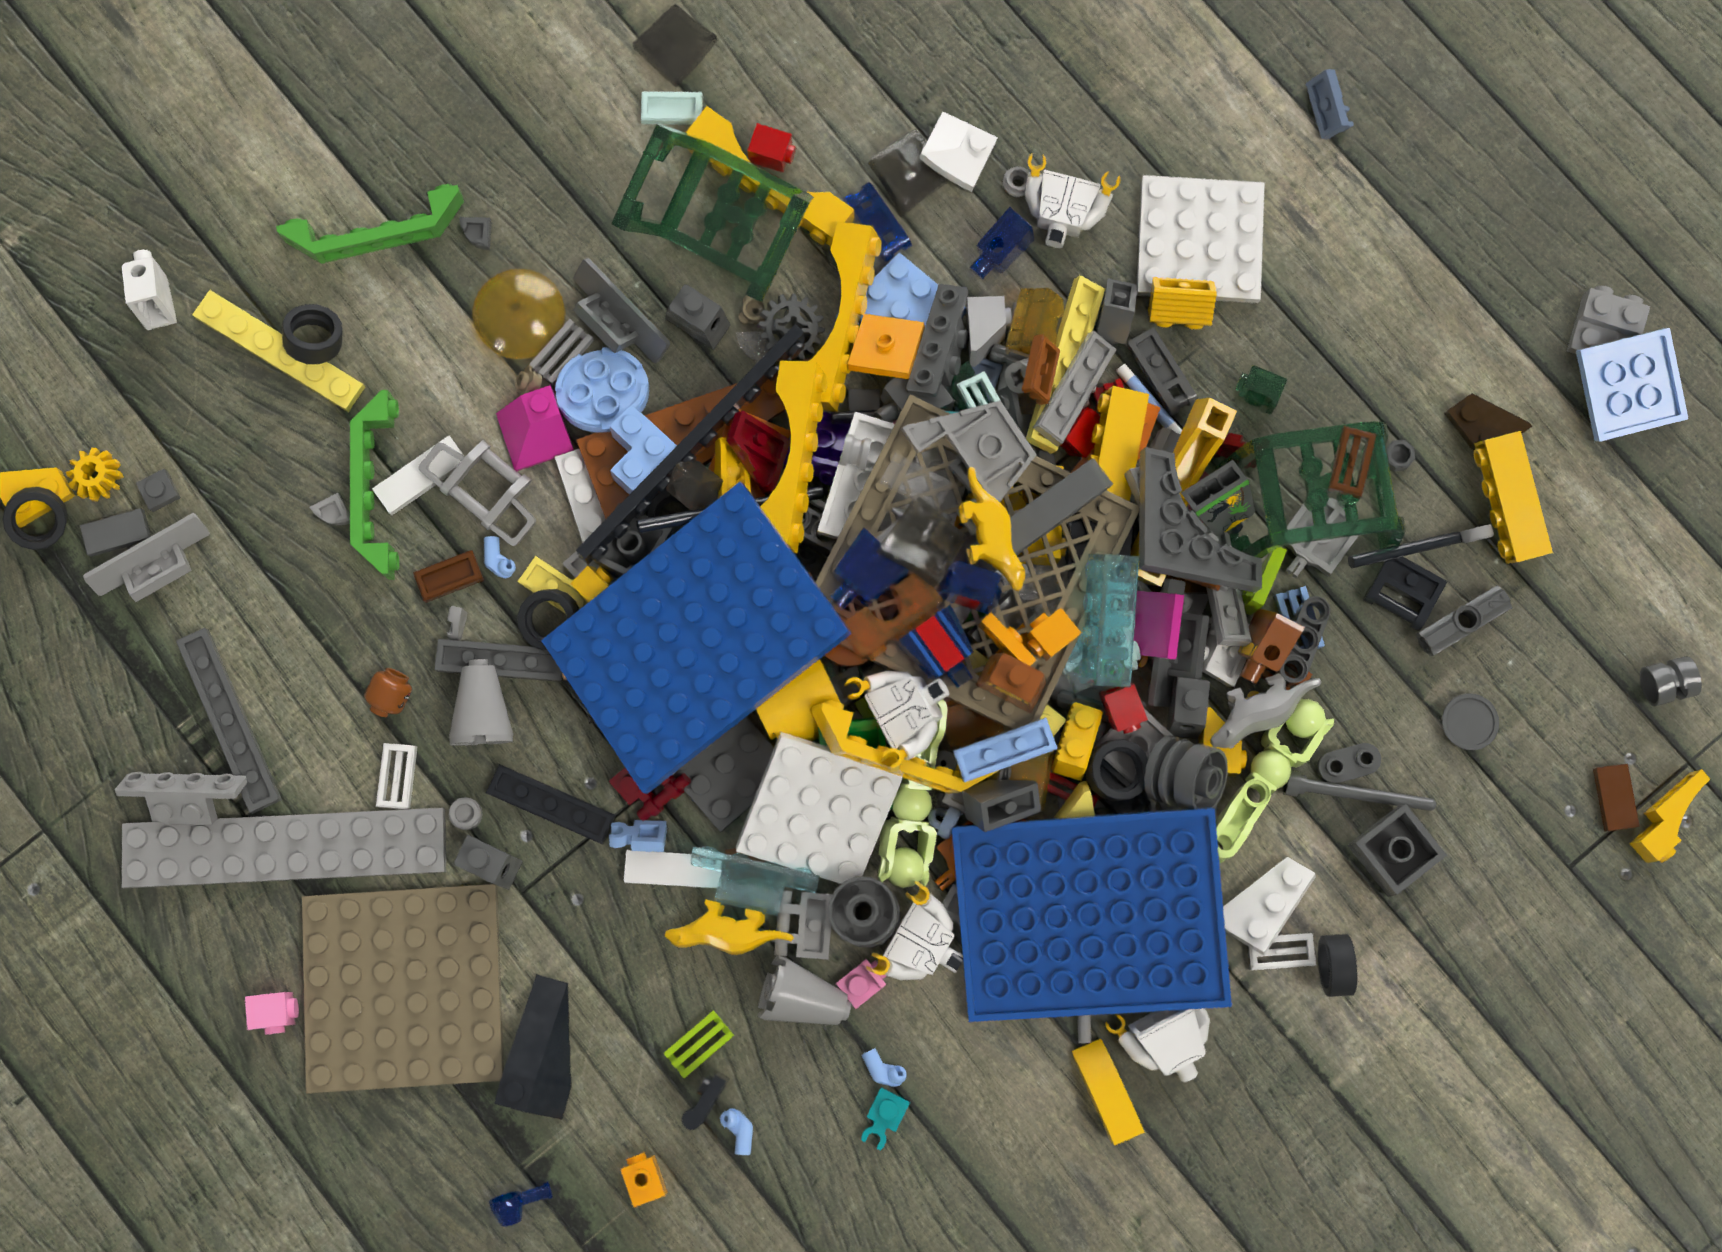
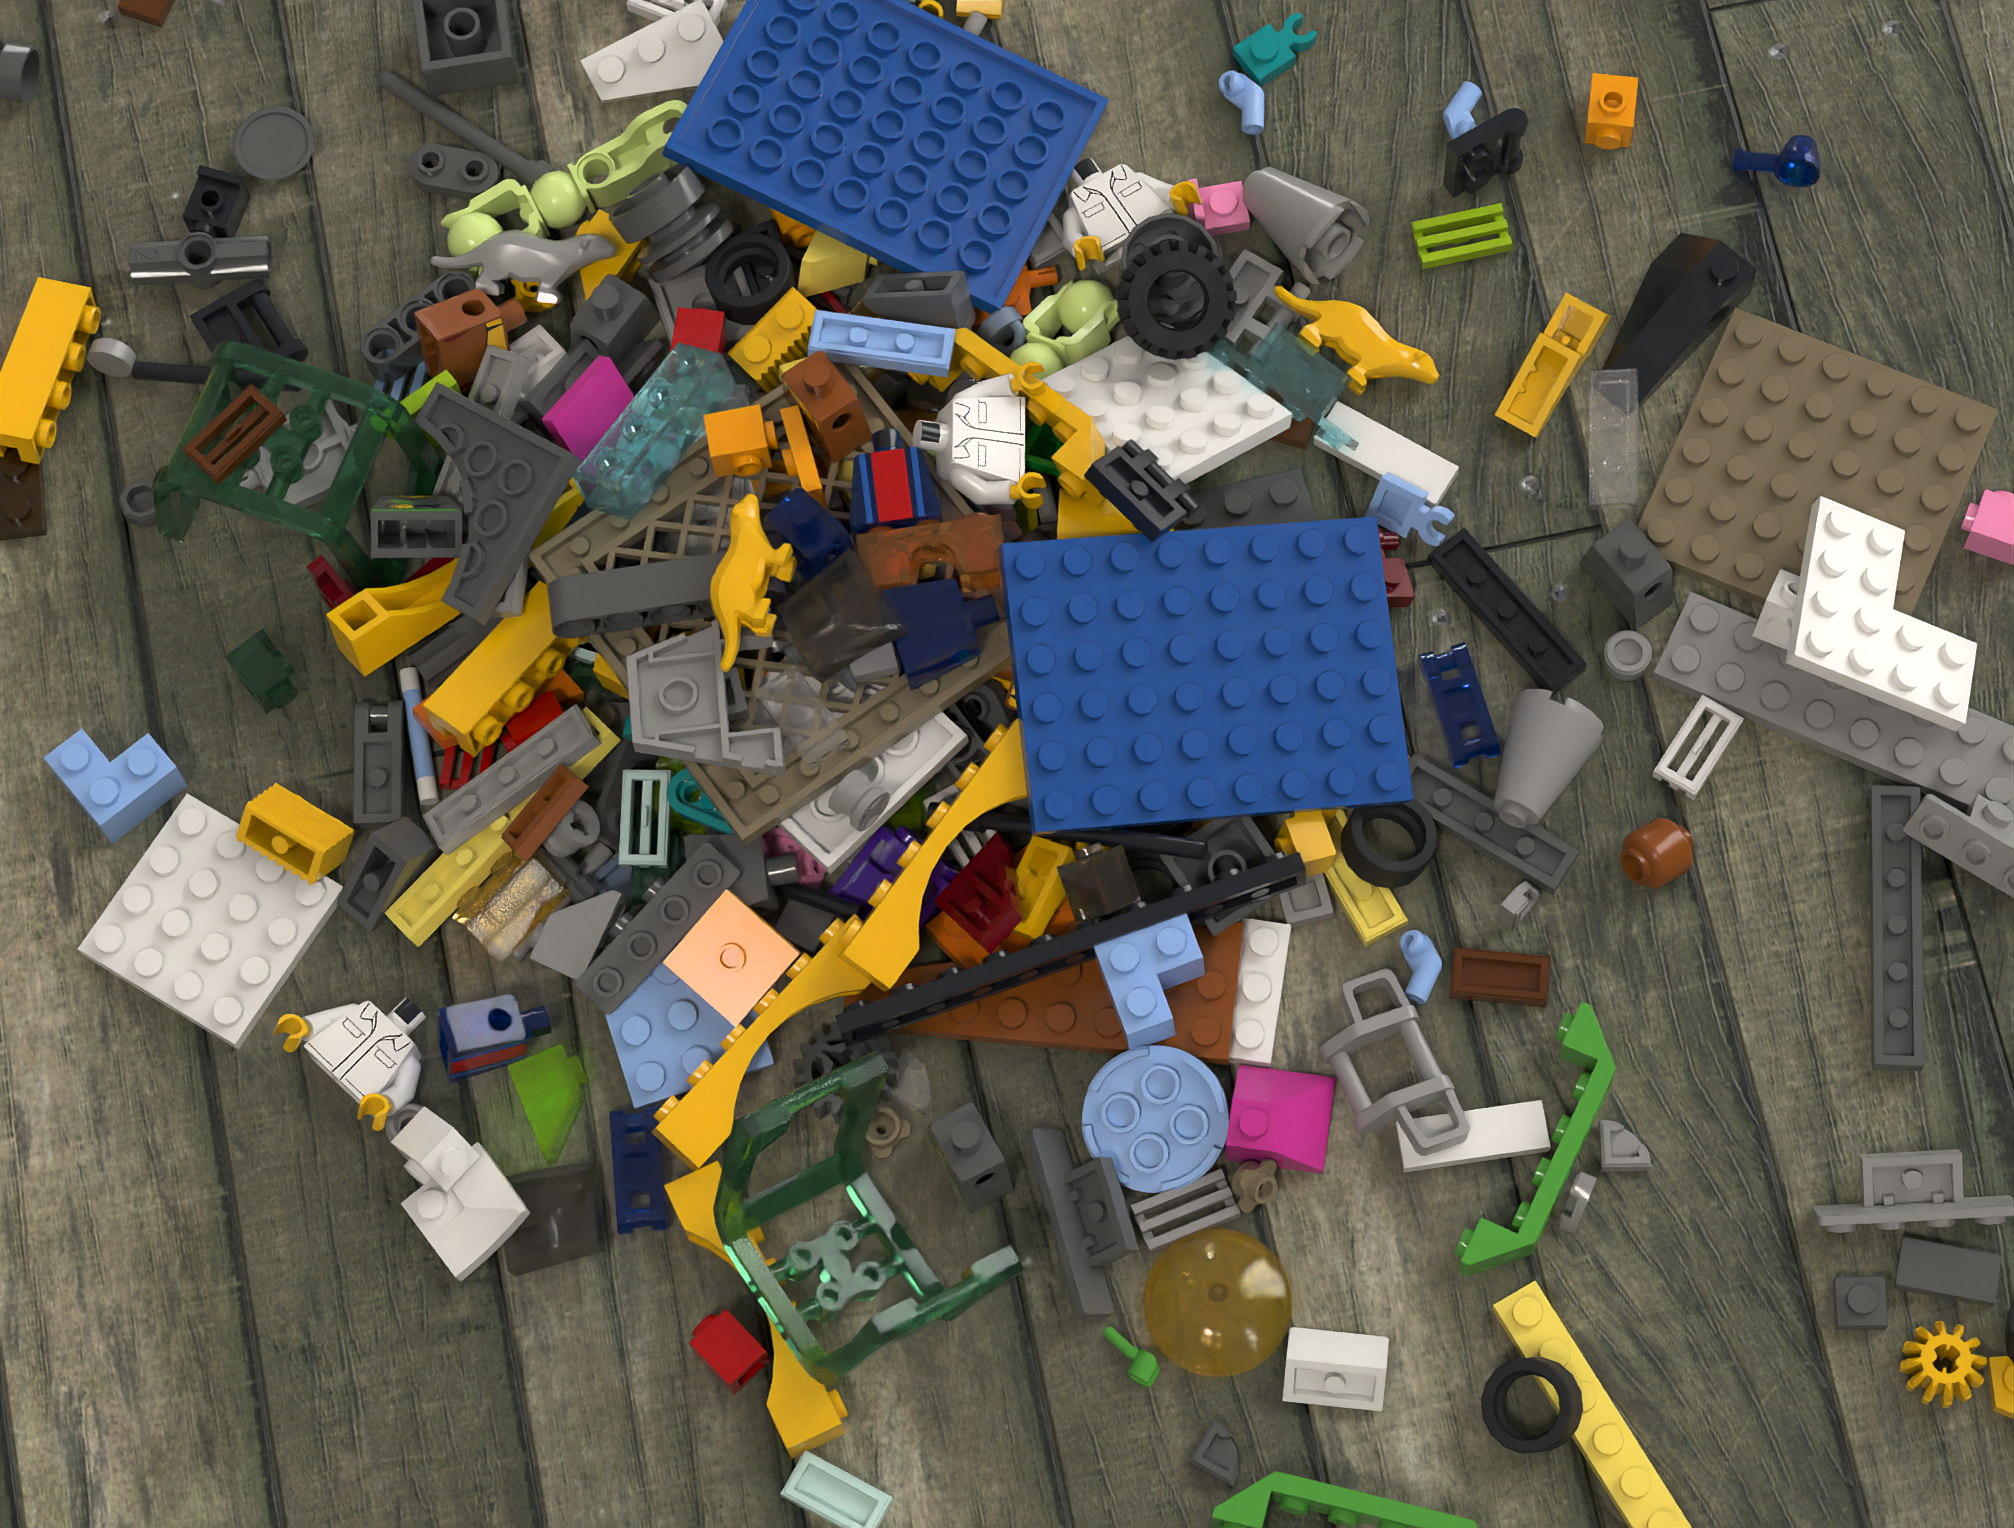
camera: 145 degrees left, 10 degrees down
(327, 882) = (1855, 637): none -> white plate
(341, 465) = (1577, 1202): none -> light grey tile
(373, 880) = (1778, 611): none -> white brick
(434, 308) = (1335, 1369): none -> white panel
(537, 949) = (1613, 439): none -> clear tile
(541, 257) = (1144, 1365): none -> bright green hand
(550, 729) = (1459, 704): none -> clear blue plate
(597, 981) = (1552, 364): none -> yellow slope
(786, 712) = (1142, 489): none -> black plate
(852, 895) = (1216, 311): none -> black tyre
(950, 232) = (550, 1096): none -> clear neon green slope
(992, 166) = (434, 1150): none -> white brick
(1306, 274) = (119, 791): none -> light blue brick
(1473, 670) = (230, 200): none -> black brick

